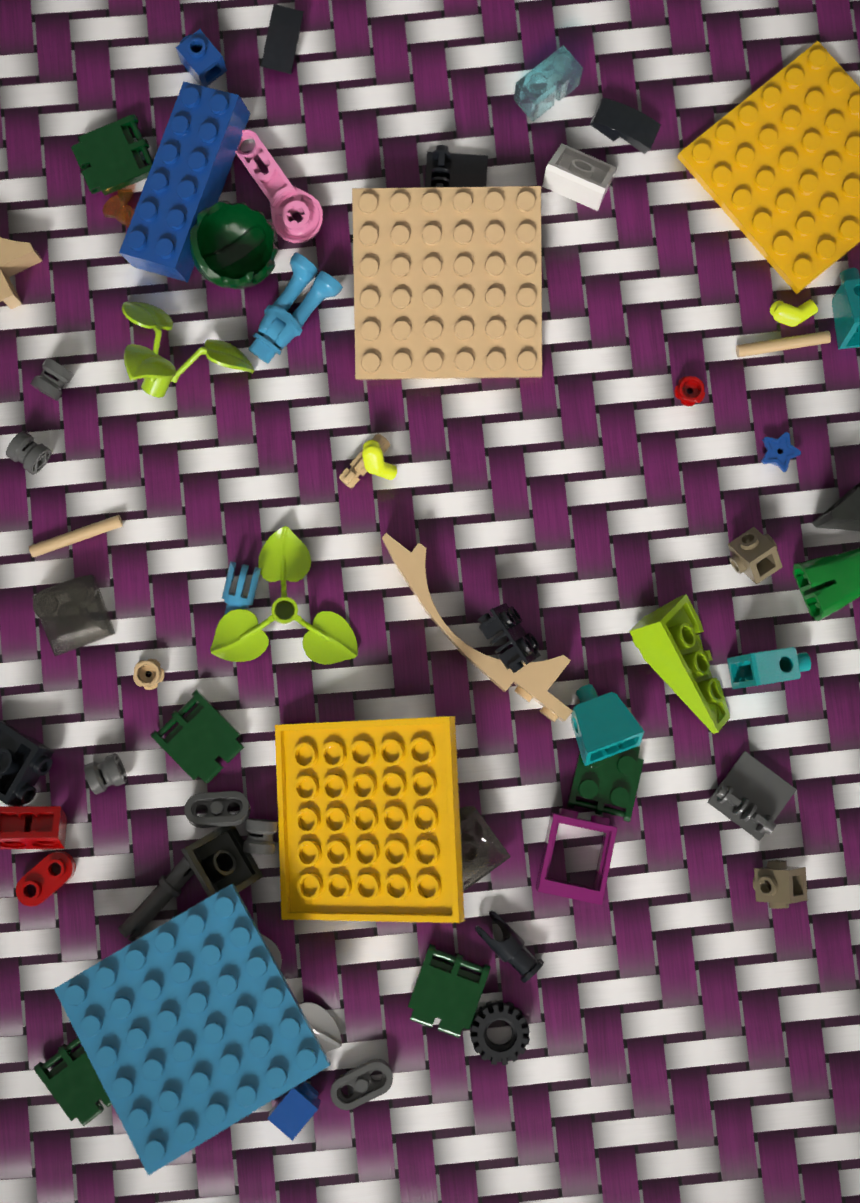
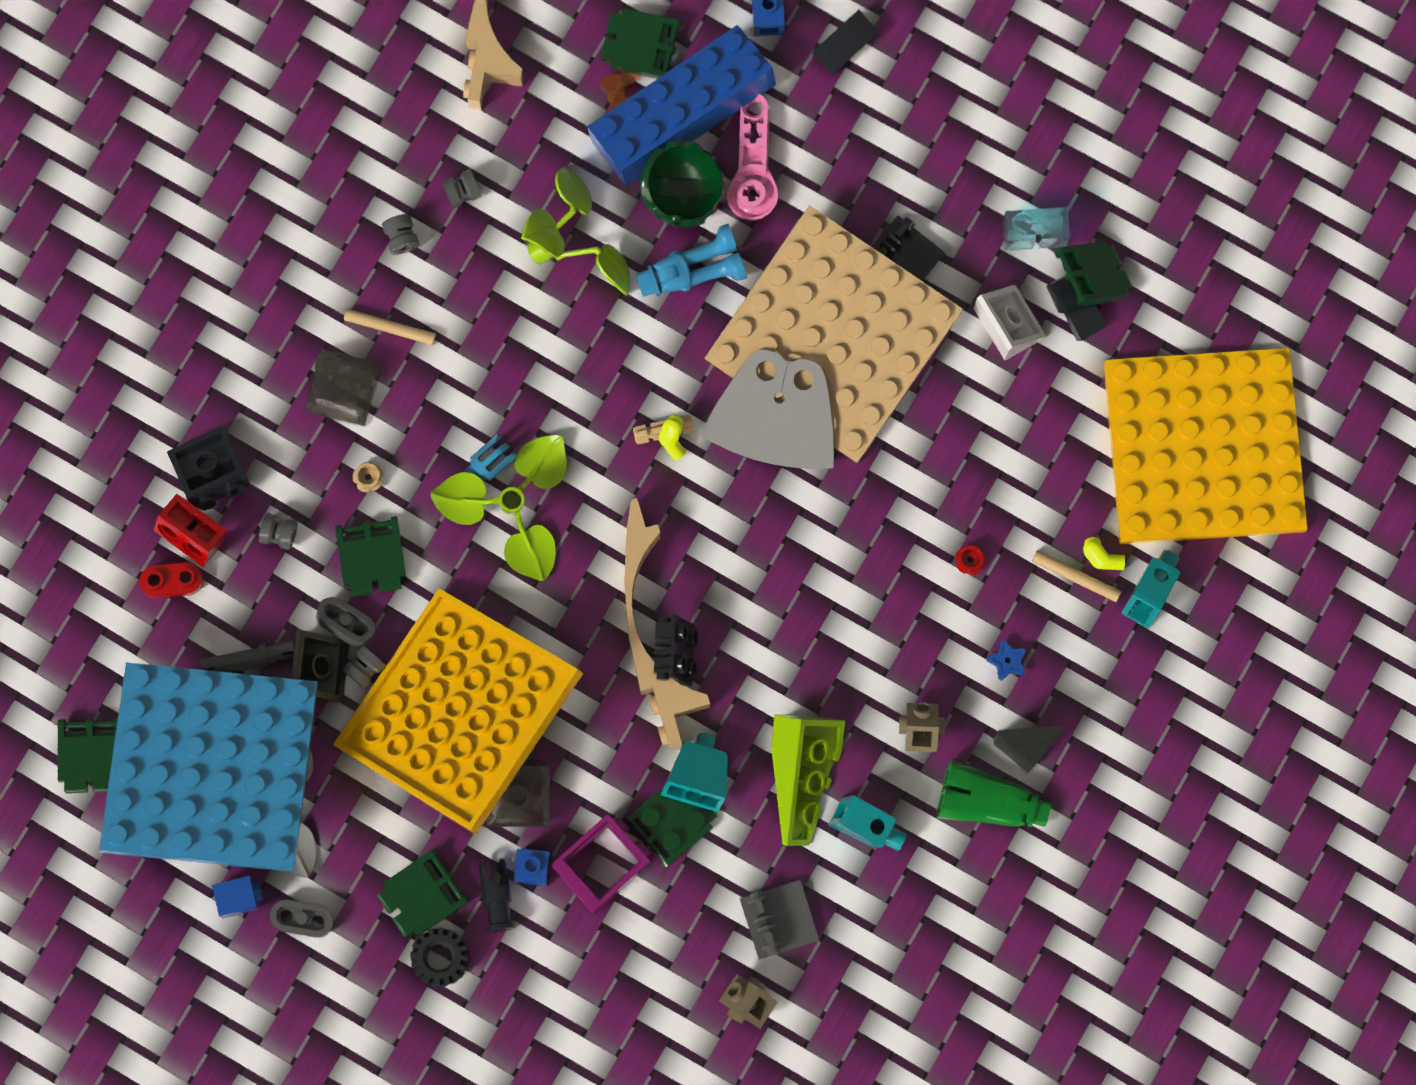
camera: 35 degrees right, 5 degrees down
(442, 404) = (781, 434): none -> light grey piece
(522, 902) = (532, 867): none -> blue brick
(620, 84) = (1094, 273): none -> dark green plate

